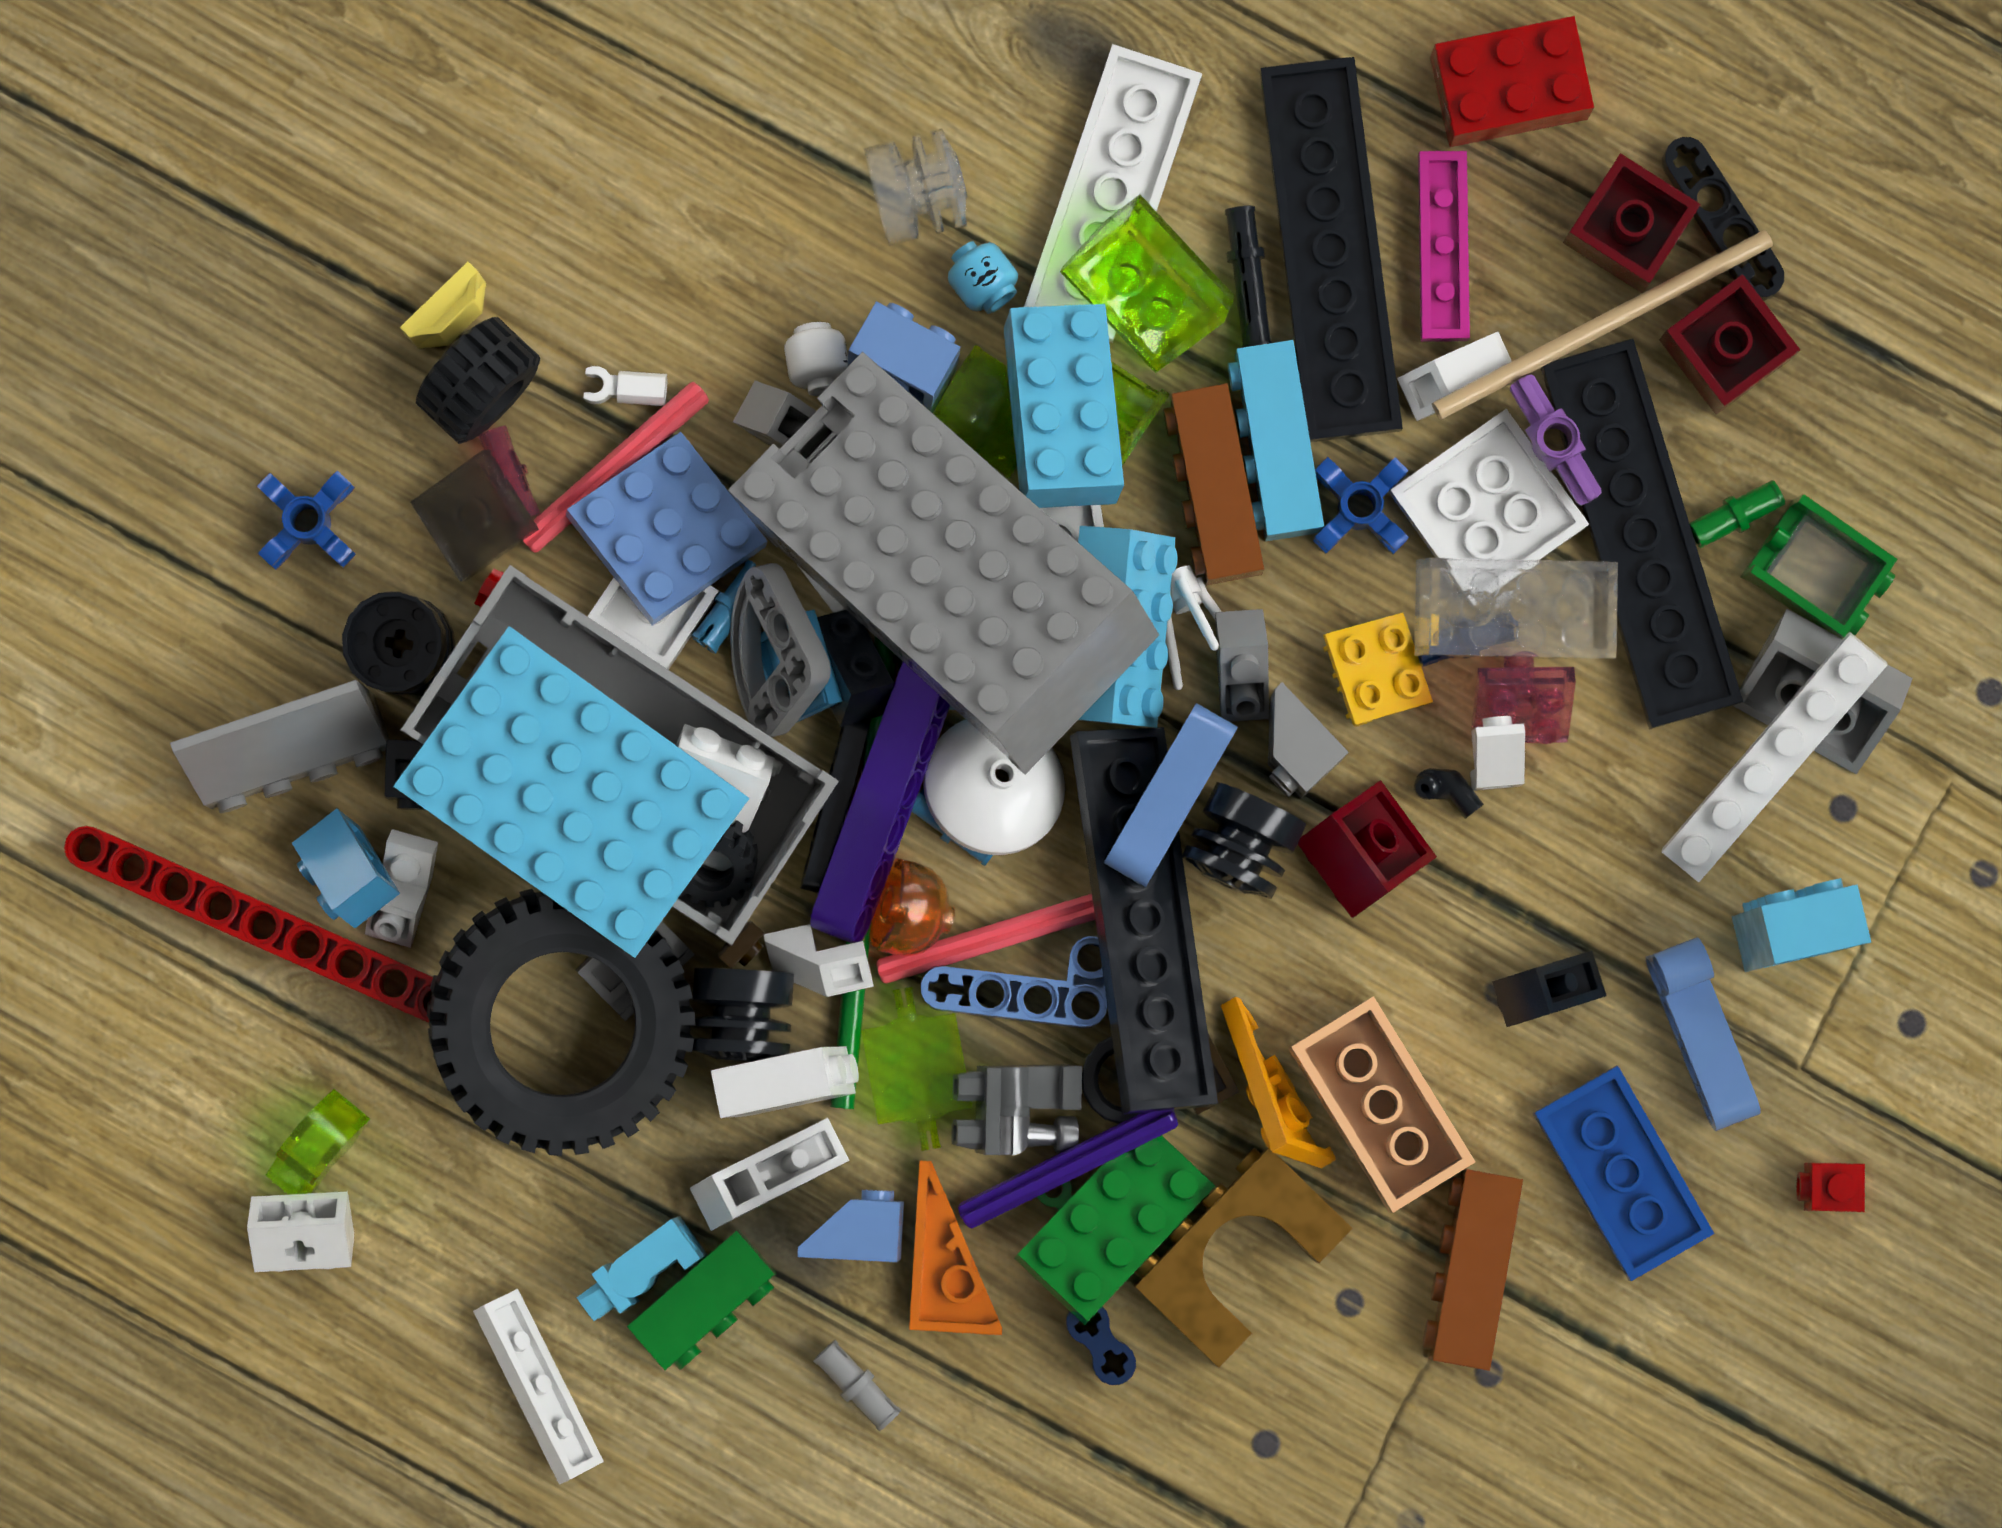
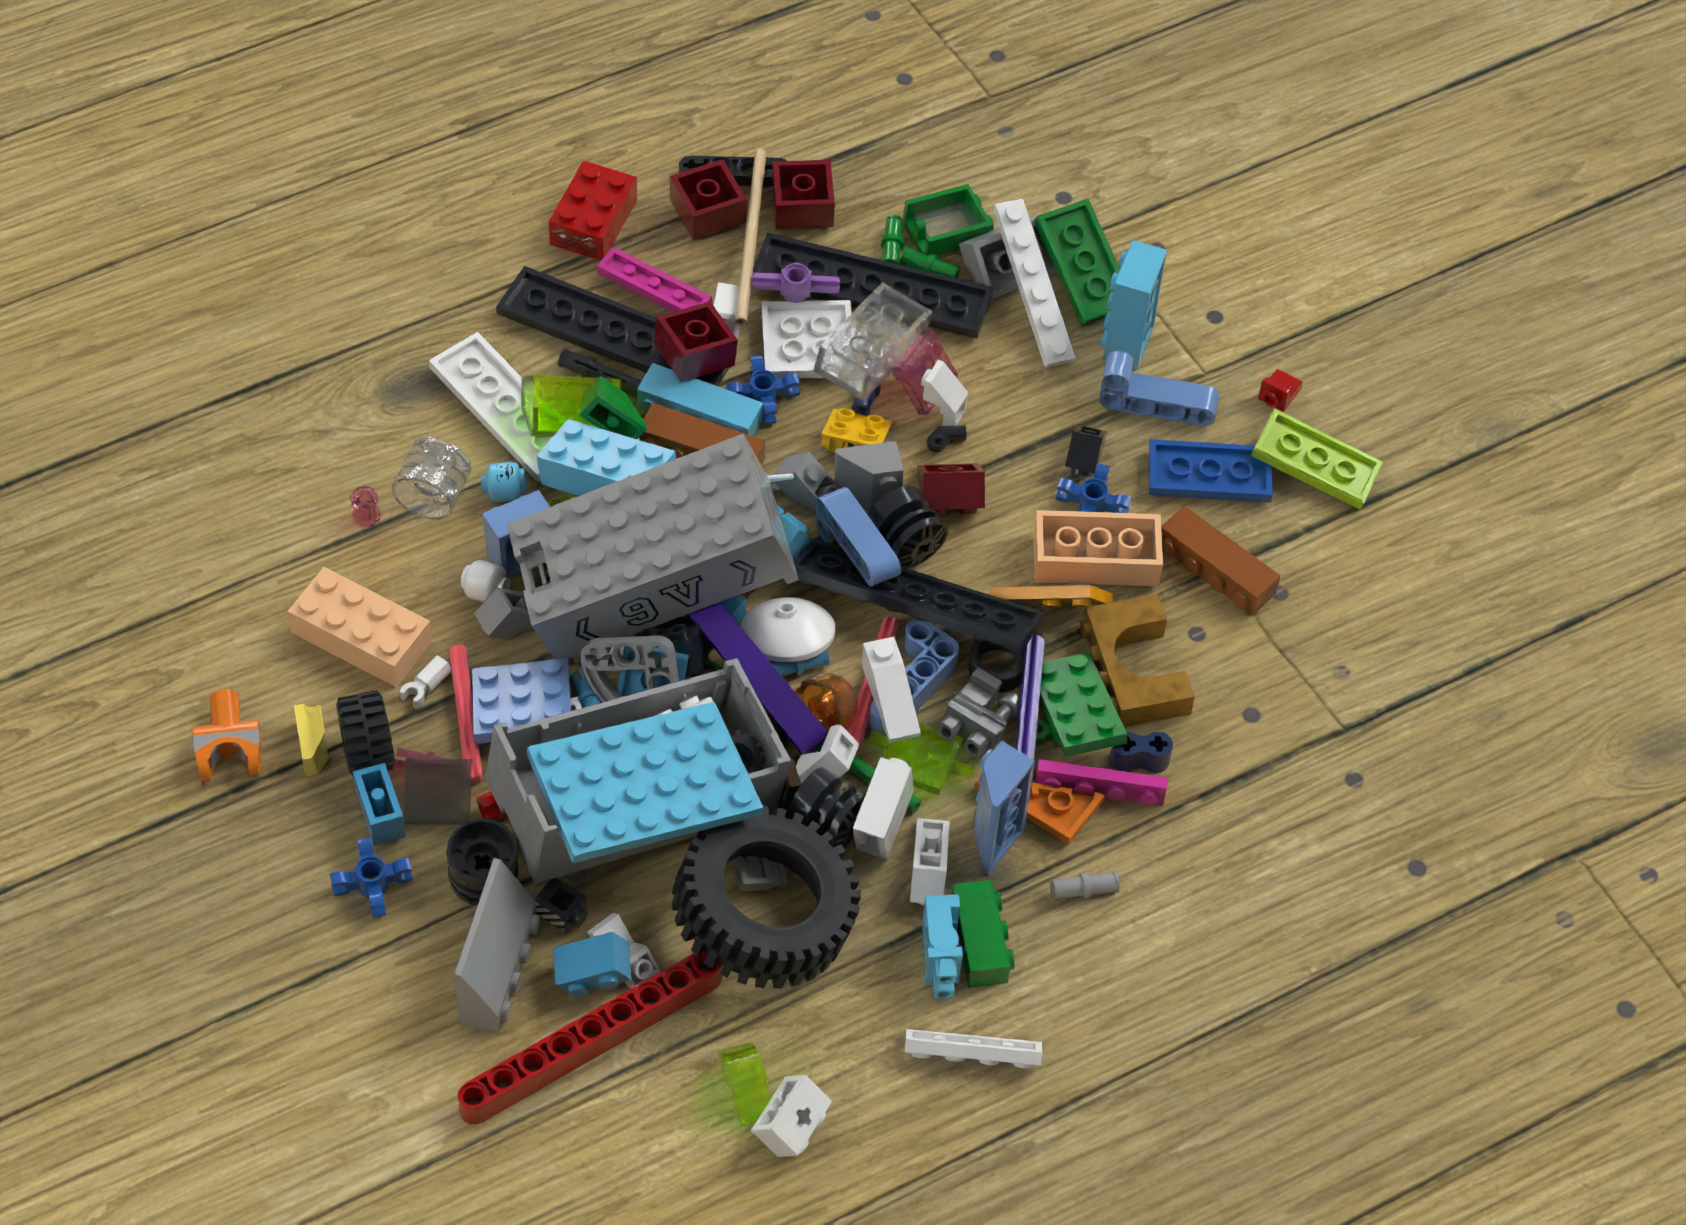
camera: 60 degrees left, 30 degrees down
(387, 206) = (227, 737): none -> orange connector
(403, 461) = (379, 804): none -> dark azure brick
(644, 253) = (360, 626): none -> light nougat brick
(834, 114) = (364, 503): none -> clear pink bush
(959, 985) = (890, 689): none -> white slope
(1026, 1339) = (1111, 783): none -> dark pink plate
(1157, 348) = (611, 410): none -> green slope
(1352, 378) = (695, 341): none -> dark red brick
(1463, 1023) = (1093, 494): none -> blue pin
(1730, 589) = (928, 263): none -> green pin
(1736, 1306) = (1317, 459): none -> lime tile
(1863, 799) = (1080, 257): none -> green plate

